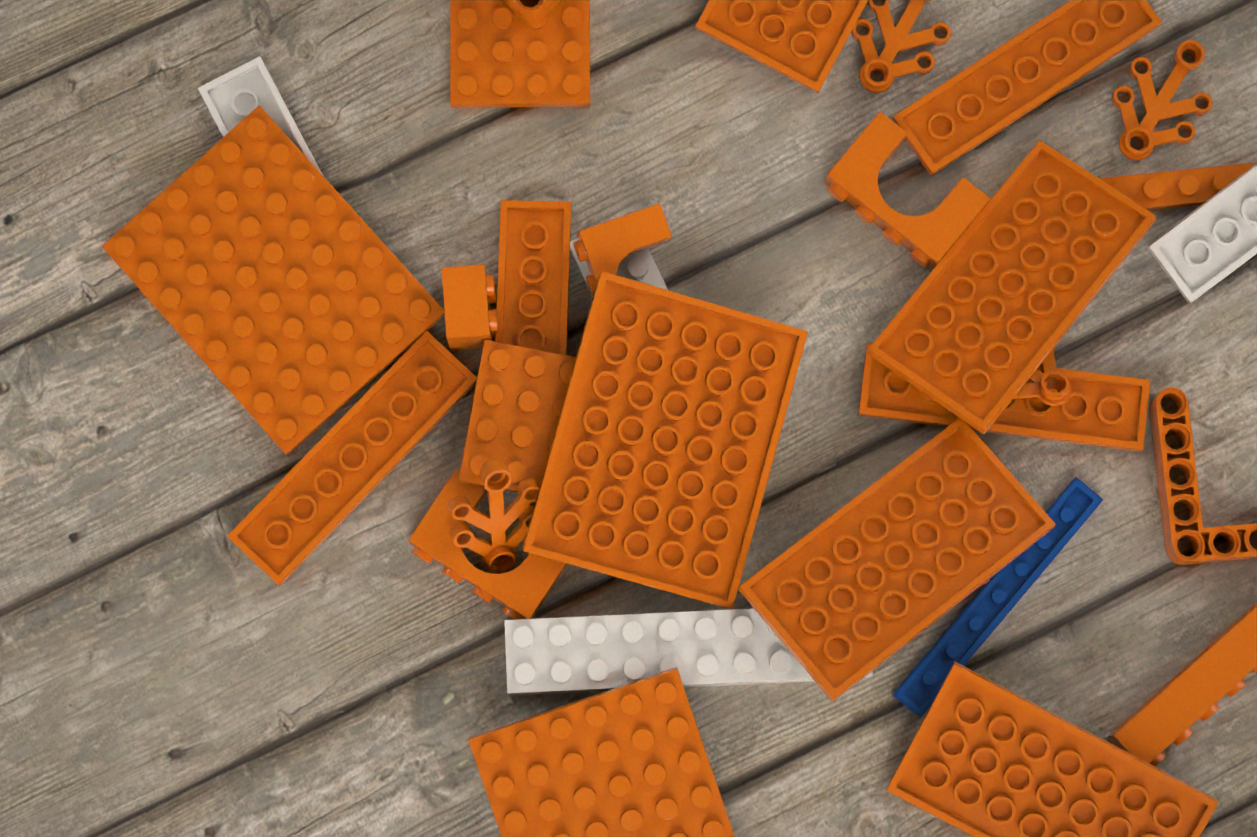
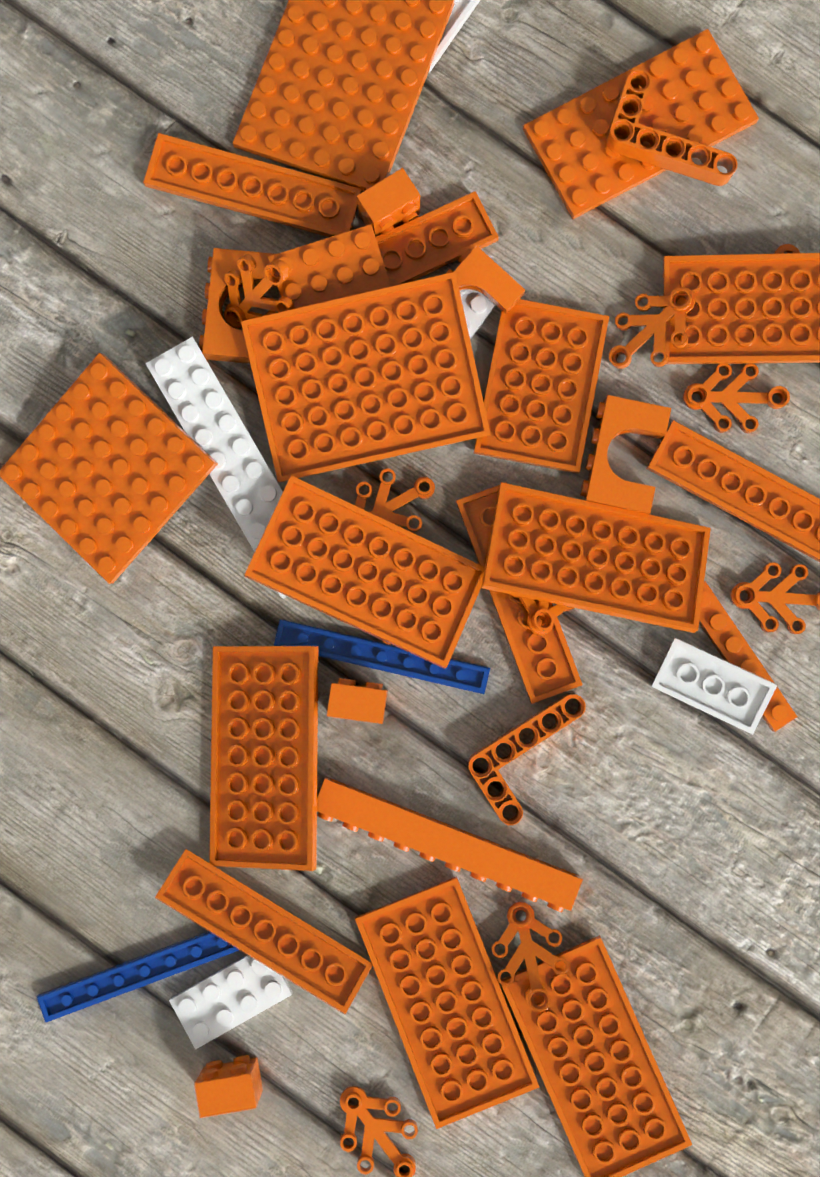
camera: 65 degrees right, 5 degrees up
(772, 78) = (655, 326): none -> orange plant
(773, 241) = (542, 385): none -> orange plate
(824, 503) = (385, 509): none -> orange plant
(1043, 649) = (357, 702): none -> orange brick

